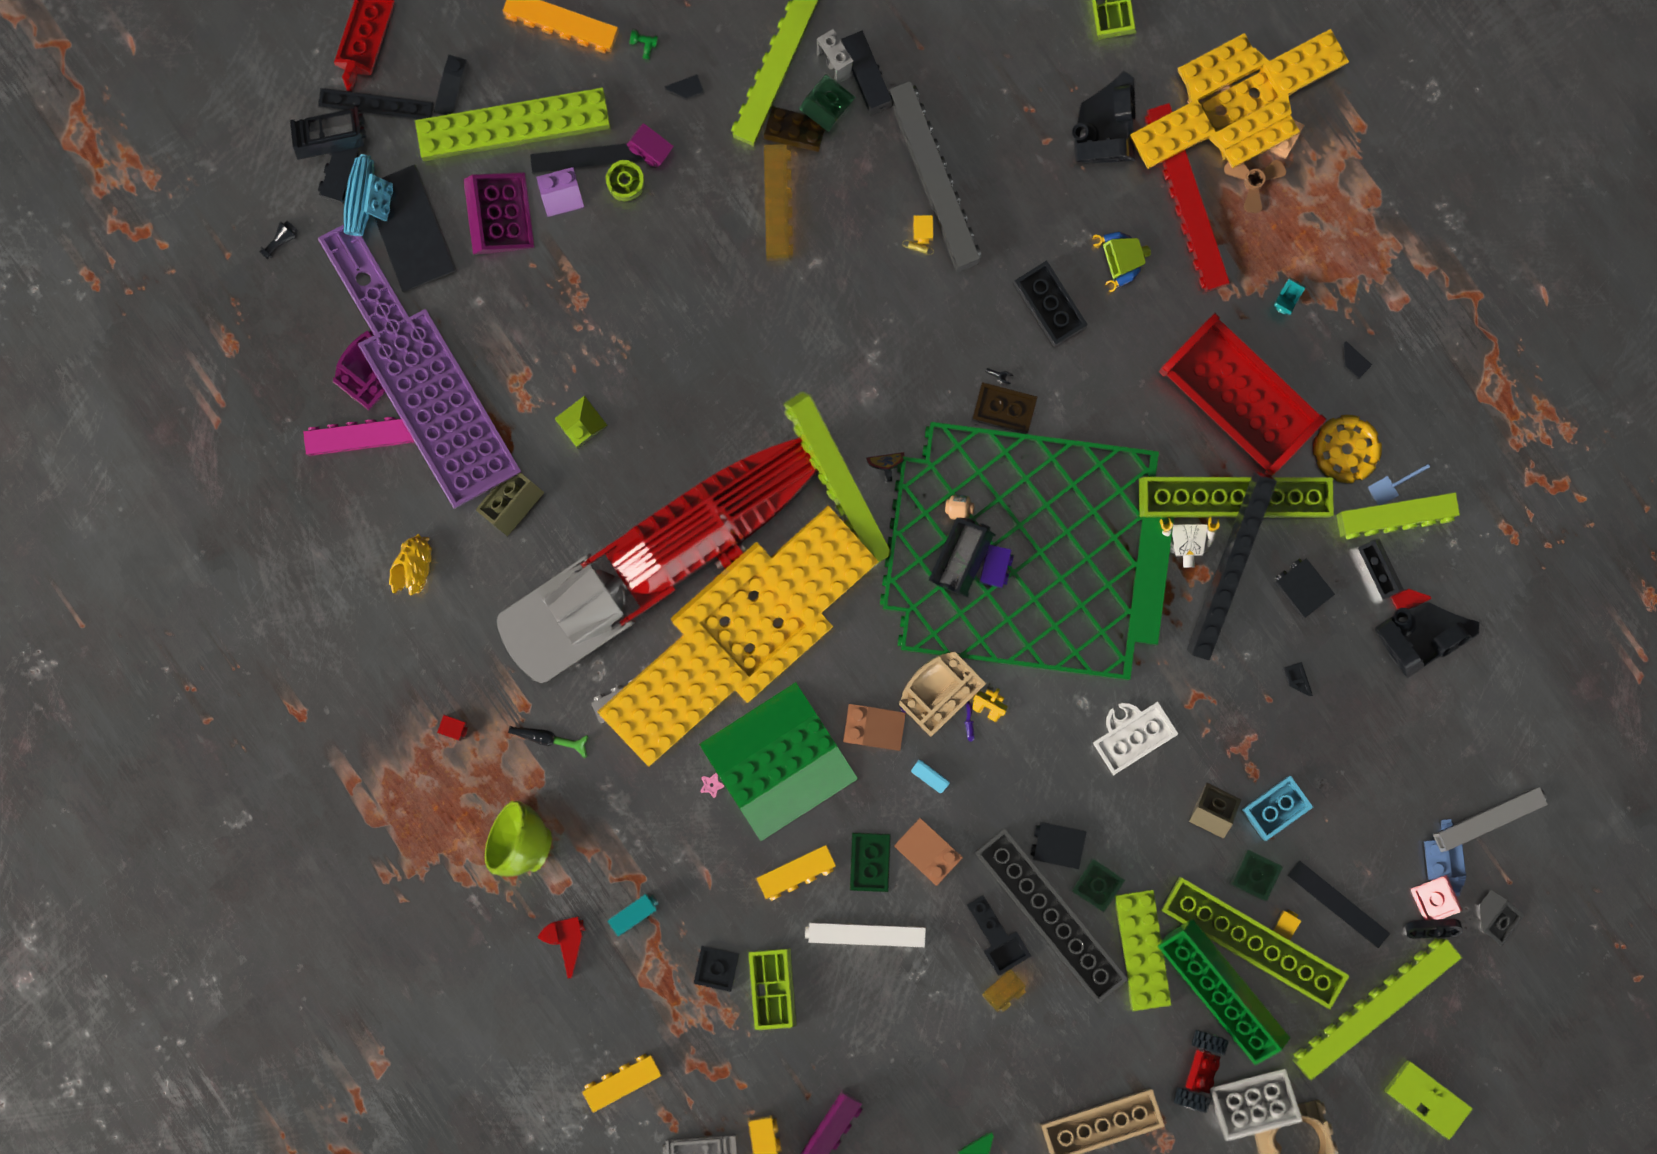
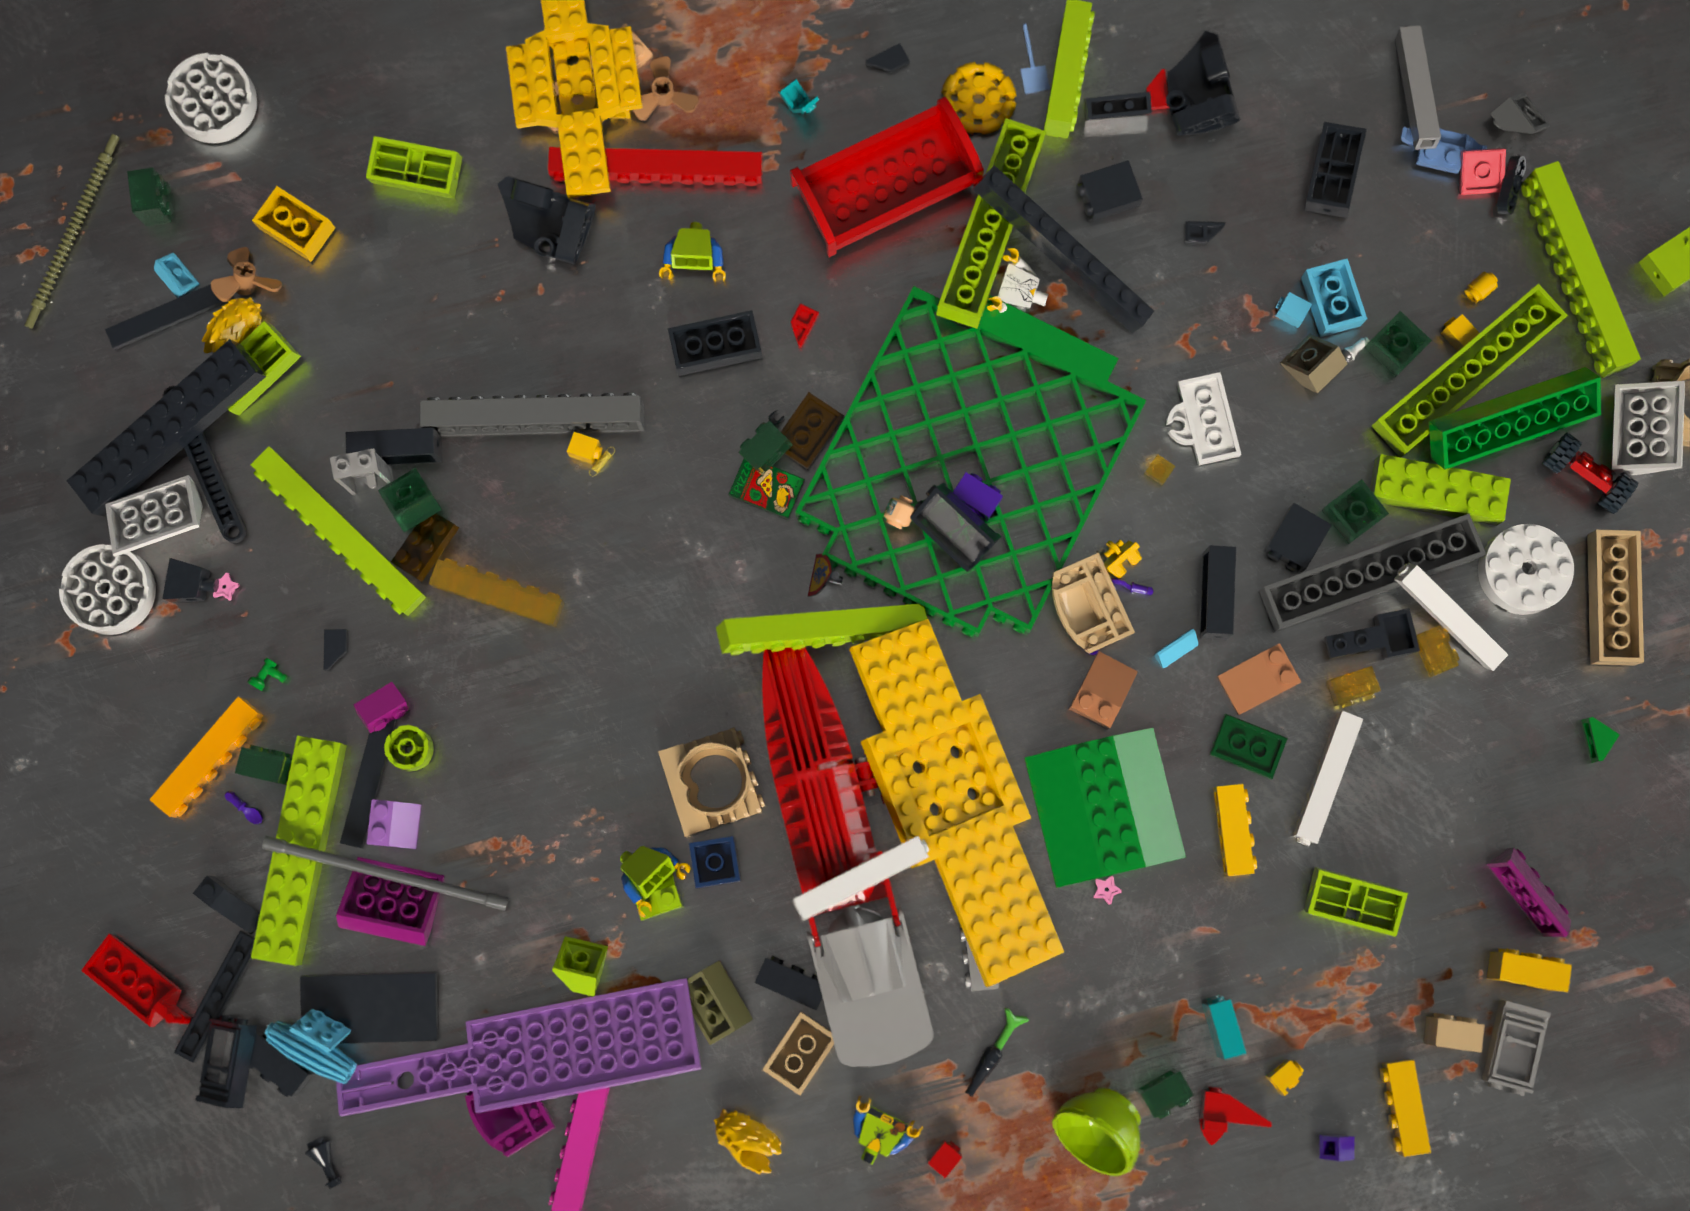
camera: 70 degrees left, 5 degrees down
(455, 669) = (881, 1131): none -> torso
(493, 583) = (800, 1053): none -> tan brick
(501, 383) = (580, 965): none -> lime slope
(527, 290) = (282, 846): none -> dark grey piece
(528, 73) = (252, 814): none -> dark purple piece
(546, 554) = (790, 982): none -> black brick
(564, 884) = (1164, 1094): none -> clear green brick
(569, 72) = (262, 765): none -> clear green brick
(570, 1036) = (1336, 1147): none -> dark purple brick
(593, 408) = (647, 871): none -> lime torso
(613, 978) = (1285, 1076): none -> yellow brick
(620, 460) = (715, 862): none -> dark blue brick
(645, 579) = (861, 878): none -> white brick
(687, 402) = (678, 764): none -> tan hose
(693, 1101) = (1458, 1034): none -> tan brick
(716, 968) = (1311, 956): black plate -> none
(945, 391) = (772, 492): none -> tile
(949, 931) = (1353, 687): none -> clear yellow brick
(974, 377) = (765, 447): none -> clear green brick
(987, 793) = (1218, 593): none -> black brick
(1035, 991) = (1450, 616): none -> white brick
(1076, 711) = (1159, 469): none -> clear yellow plate
(1096, 371) = (803, 322): none -> red tile
(1120, 1045) = (1540, 552): none -> white brick
(1235, 838) = (1350, 352): none -> white piece
(1255, 777) = (1292, 309): none -> medium azure brick
(1333, 931) = (1481, 286): none -> yellow brick
(1338, 904) = (1453, 273): black tile -> none
(1409, 775) = (1341, 152): none -> black brick

